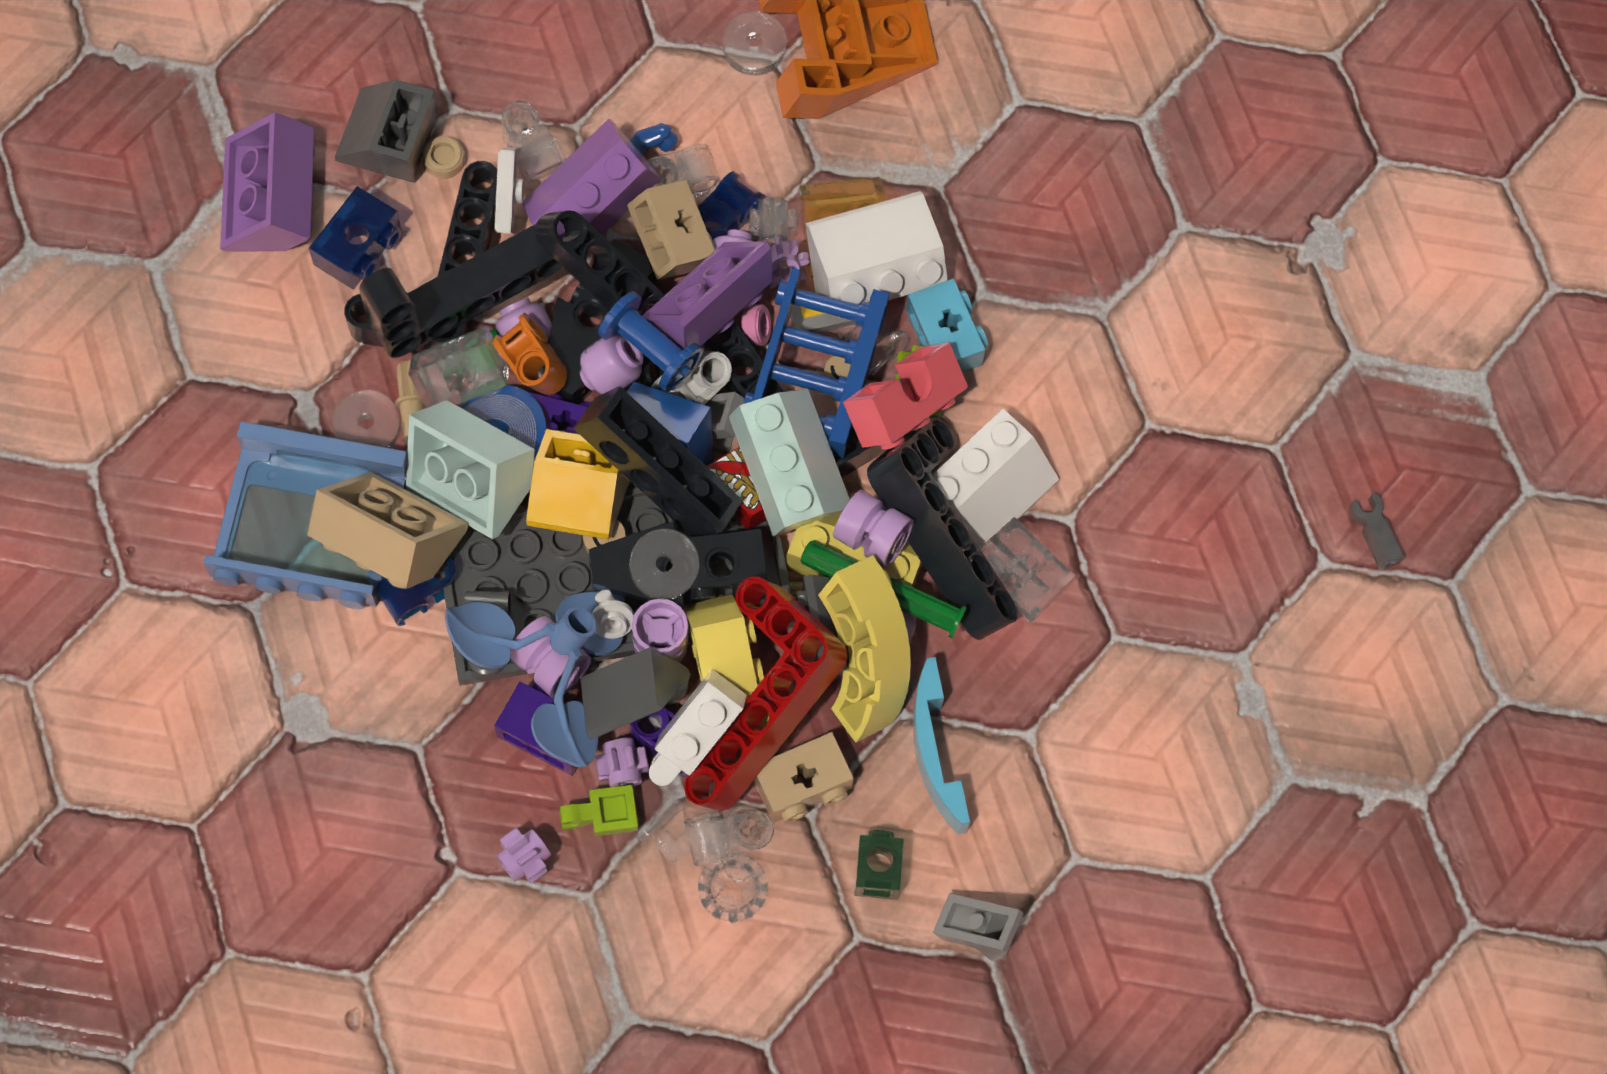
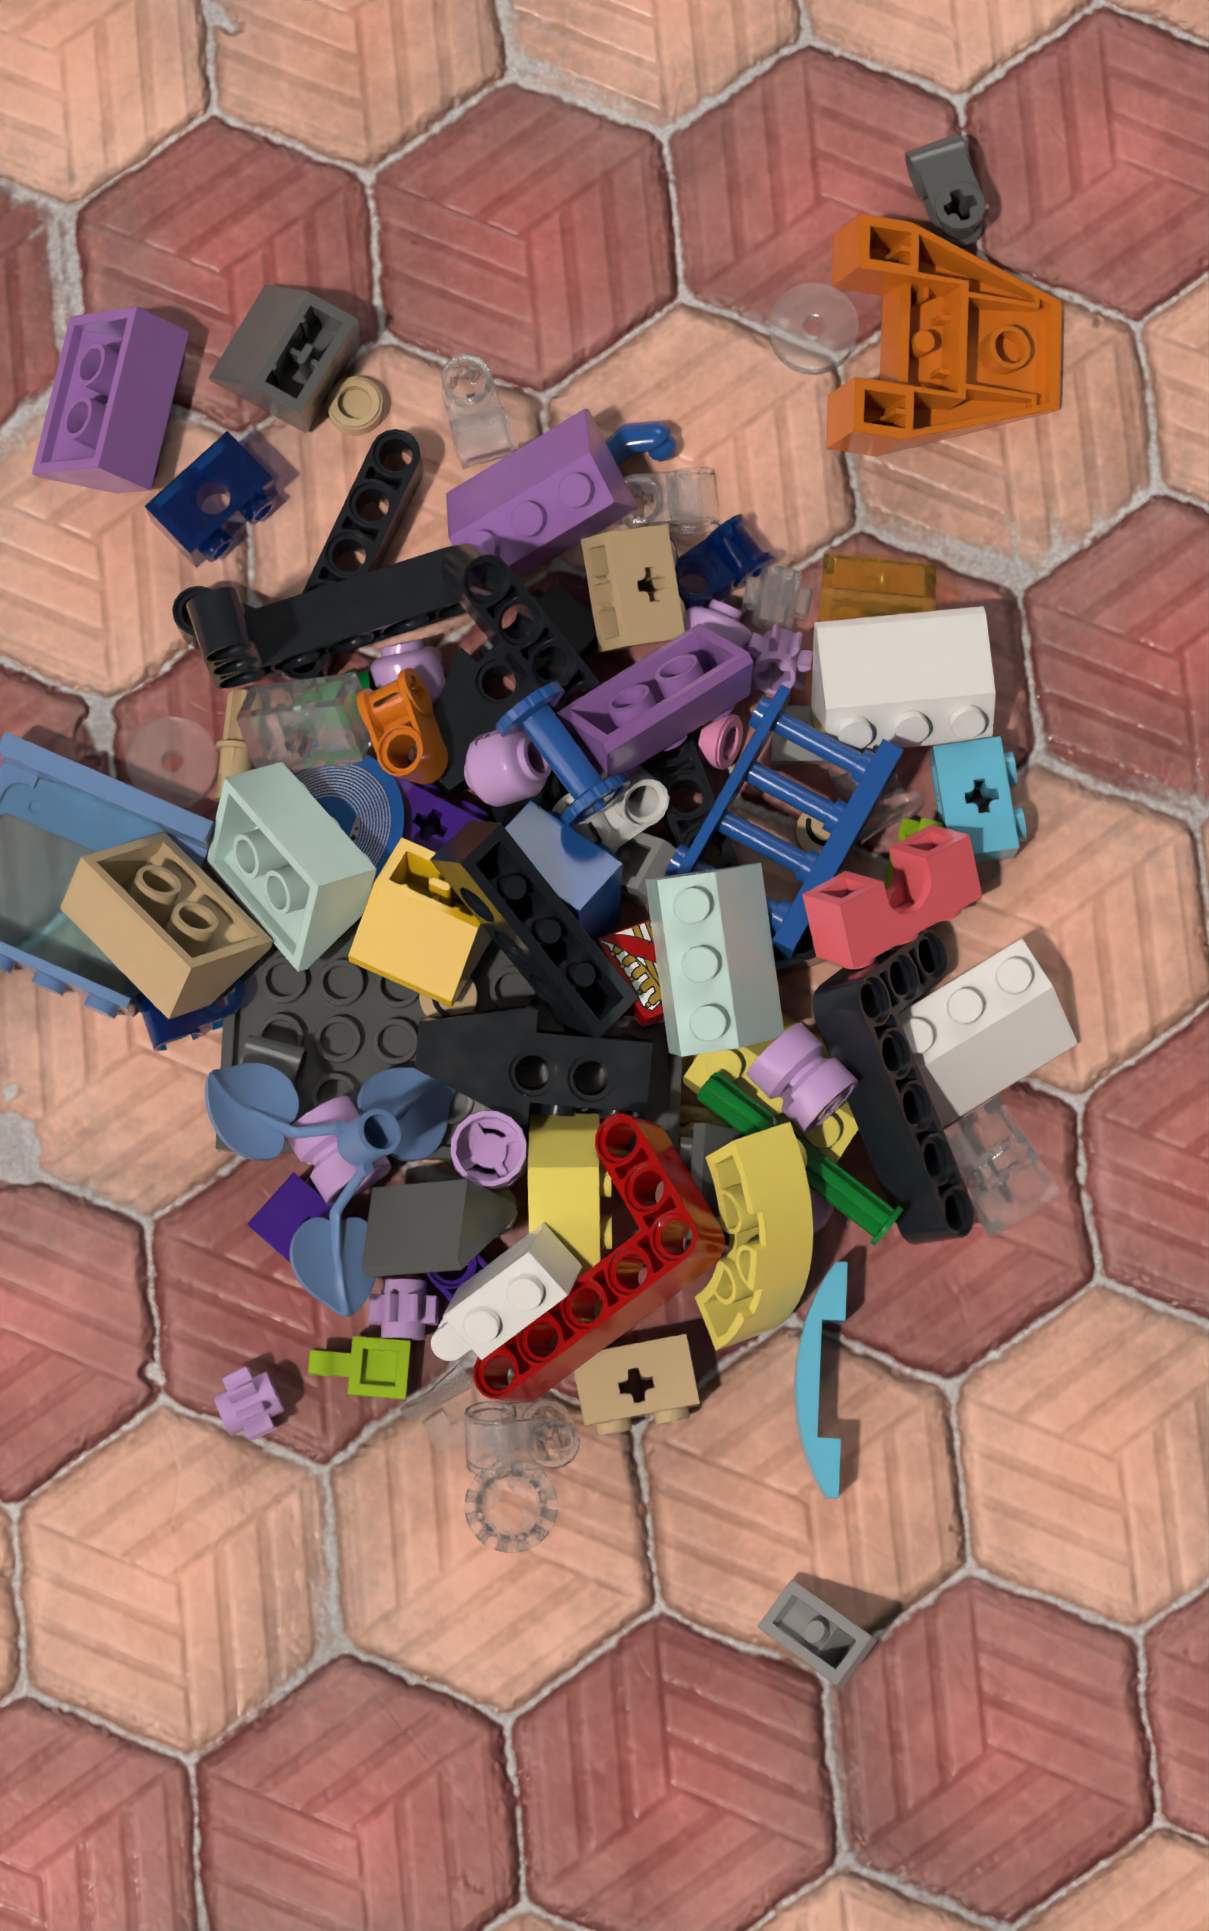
camera: 20 degrees right, 10 degrees up
(509, 190) = (428, 480): white plate -> none
(612, 616) = (428, 1117): white plate -> none
(664, 544) = (508, 1092): clear piece -> none
(879, 884) = (691, 1543): clear green brick -> none

